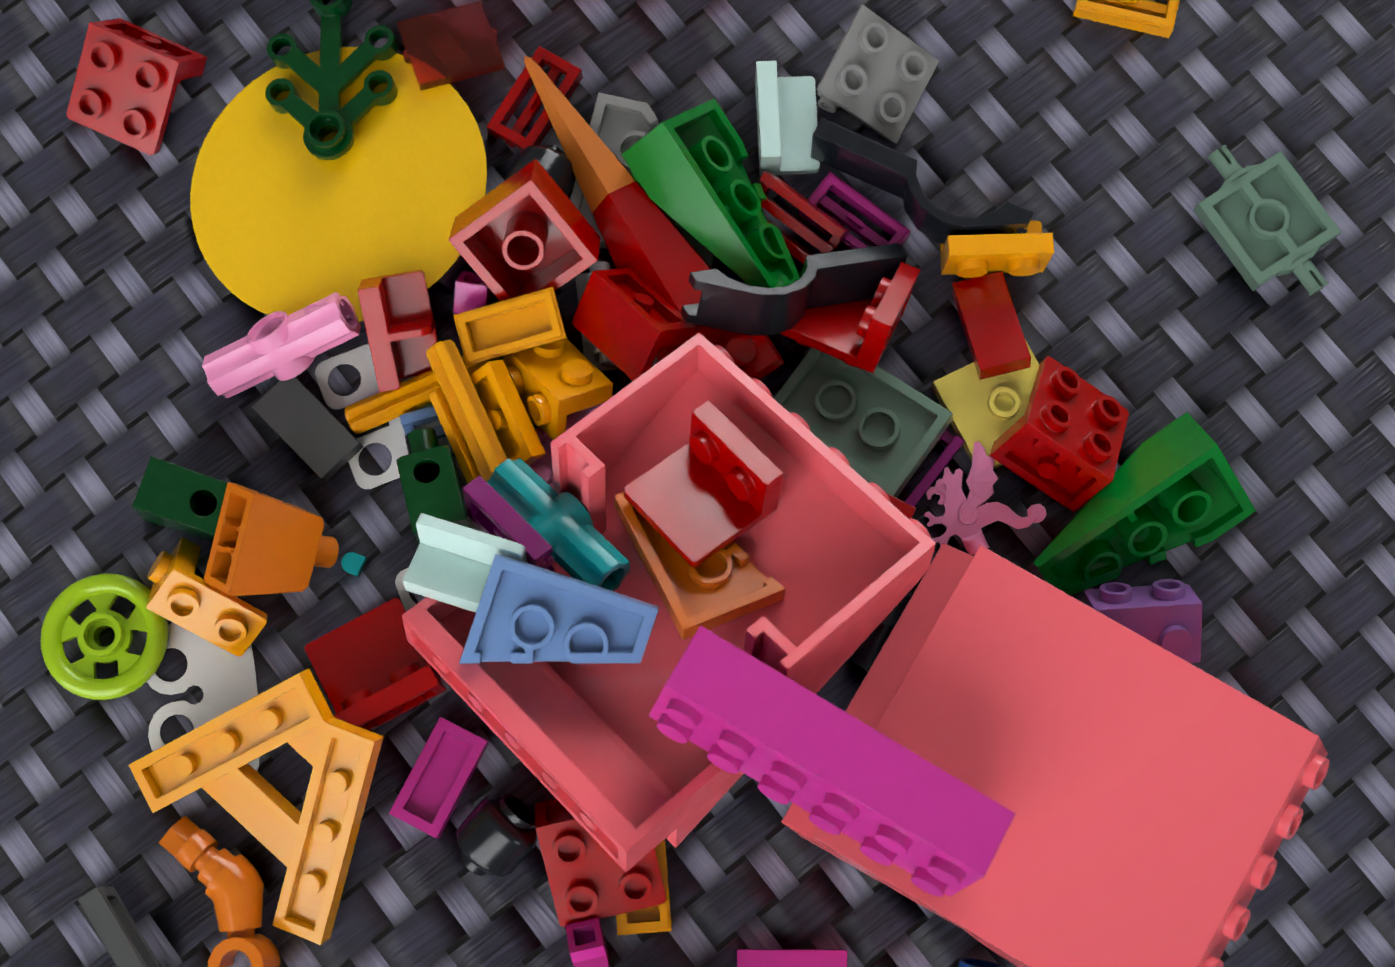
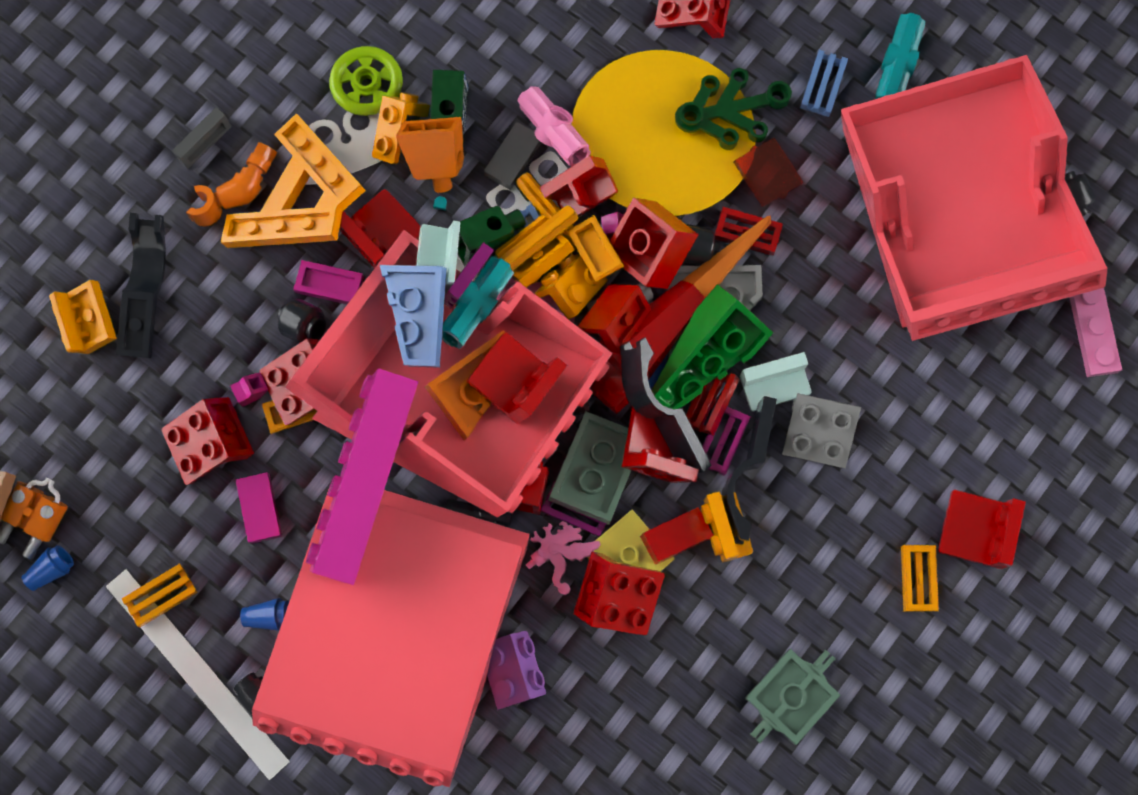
camera: 75 degrees right, 0 degrees up
(1160, 498) = (591, 661): green wedge -> none

